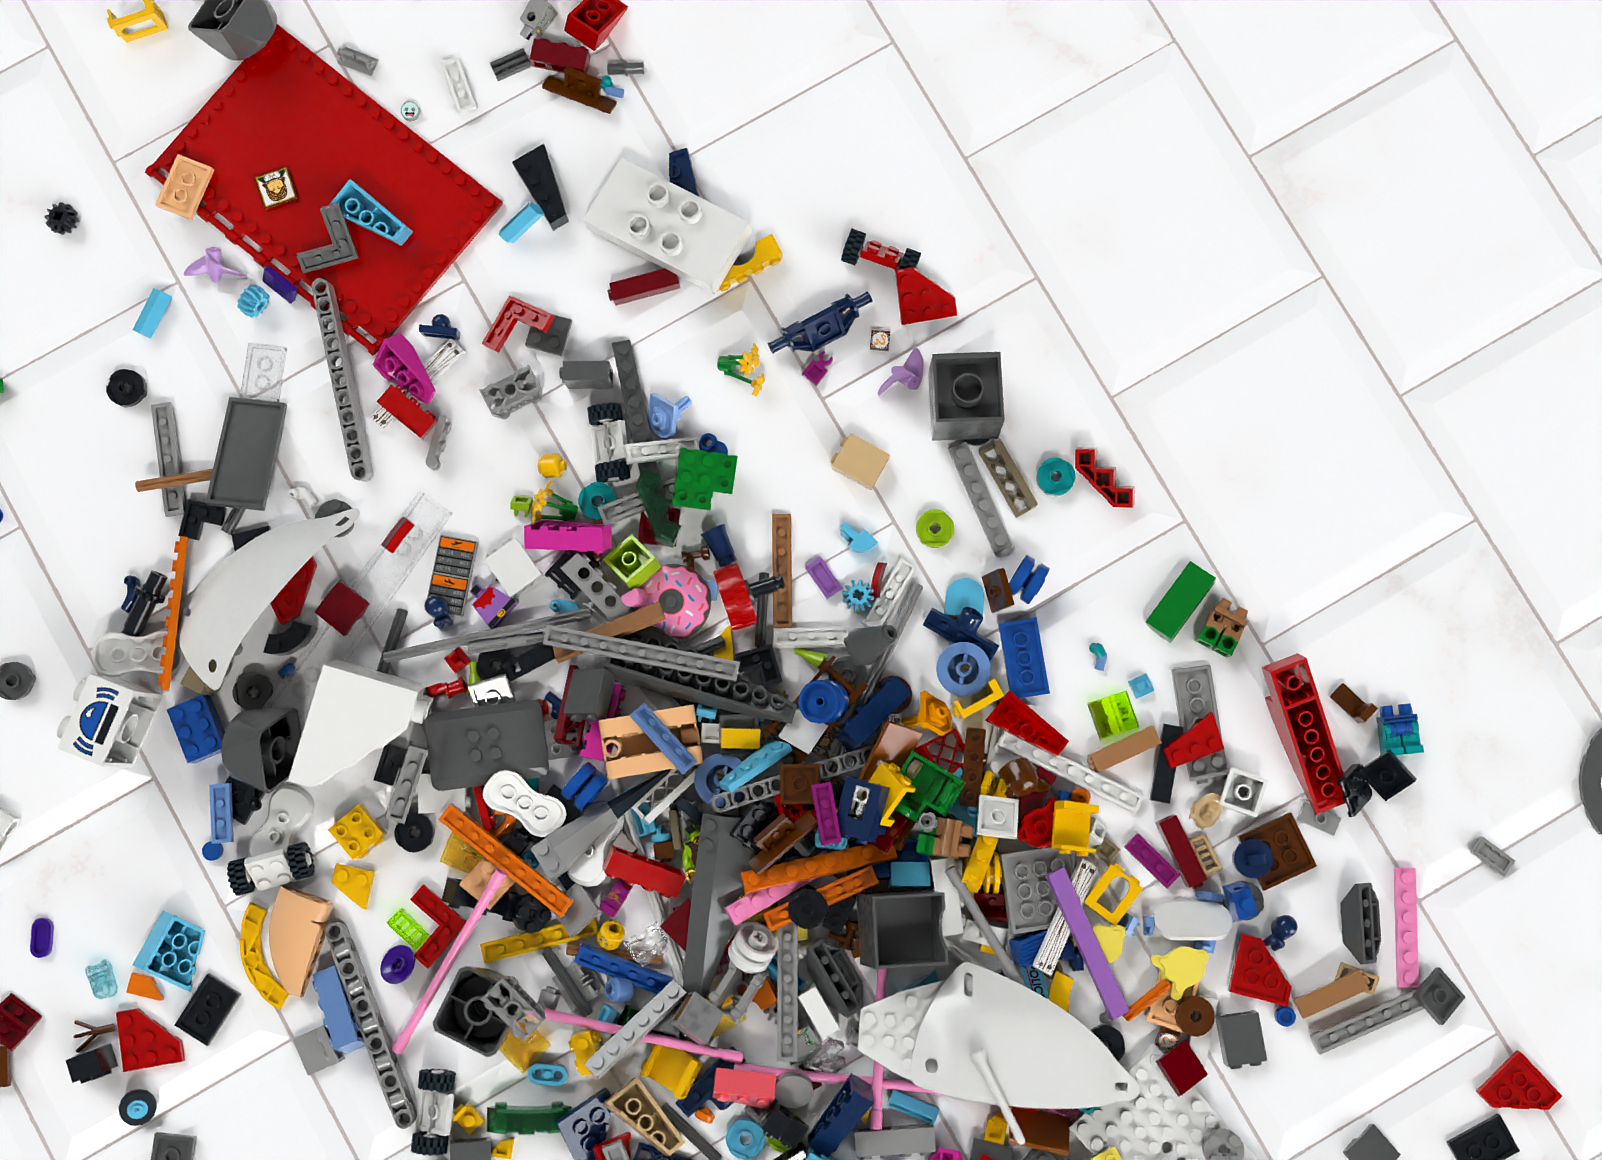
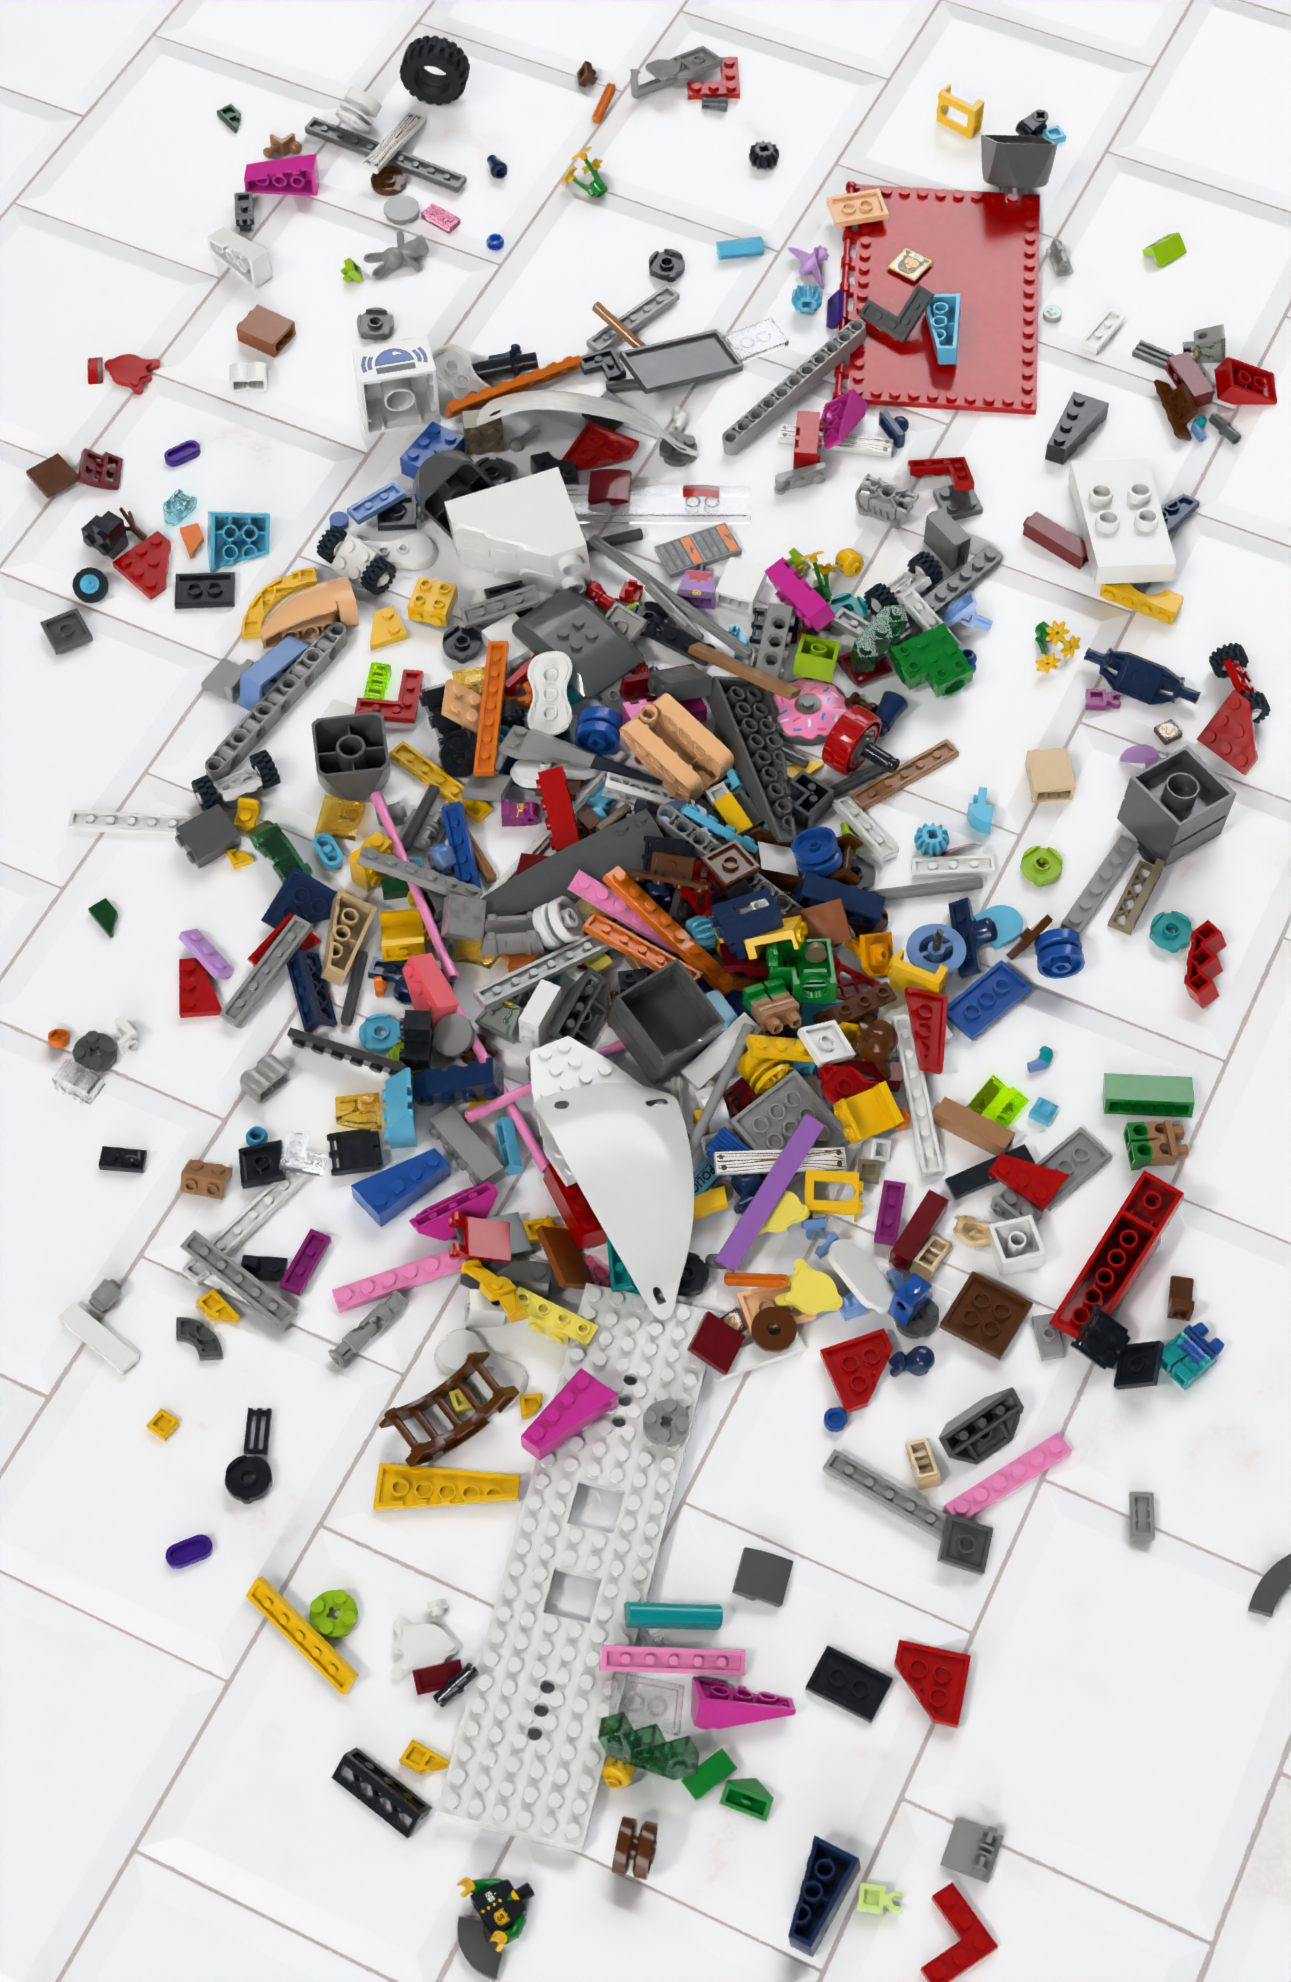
camera: 55 degrees right, 25 degrees down
(251, 799) = (403, 515): black arm -> none
(397, 964) = (342, 692): dark purple dish -> none
(438, 608) = (663, 550): dark blue piece -> none
(493, 885) = (463, 697): bright pink piece -> none
(521, 222) = (1030, 426): medium azure piece -> none
(522, 1000) = (385, 761): light grey piece -> none
(610, 935) = (485, 824): yellow head -> none
(635, 598) = (789, 674): bright pink brick -> none
(641, 653) = (747, 697): light grey plate -> none
(647, 945) = (495, 856): clear cylinder -> none
(663, 738) = (687, 742): medium blue plate -> none
(807, 908) = (625, 941): black tile -> none
(823, 578) = (924, 808): medium lavender tile -> none
(826, 813) = (721, 888): magenta plate -> none
(826, 1057) = (500, 1036): clear plate -> none
(869, 643) = (896, 864): dark grey cone -> none
(922, 821) = (777, 978): light grey plate -> none
(980, 1058) = (598, 1128): white piece -> none
(1241, 1039) = (783, 1388): dark grey brick -> none
(1252, 858) = (961, 1291): dark blue tile -> none
(1331, 993) = (889, 1438): medium nougat brick -> none

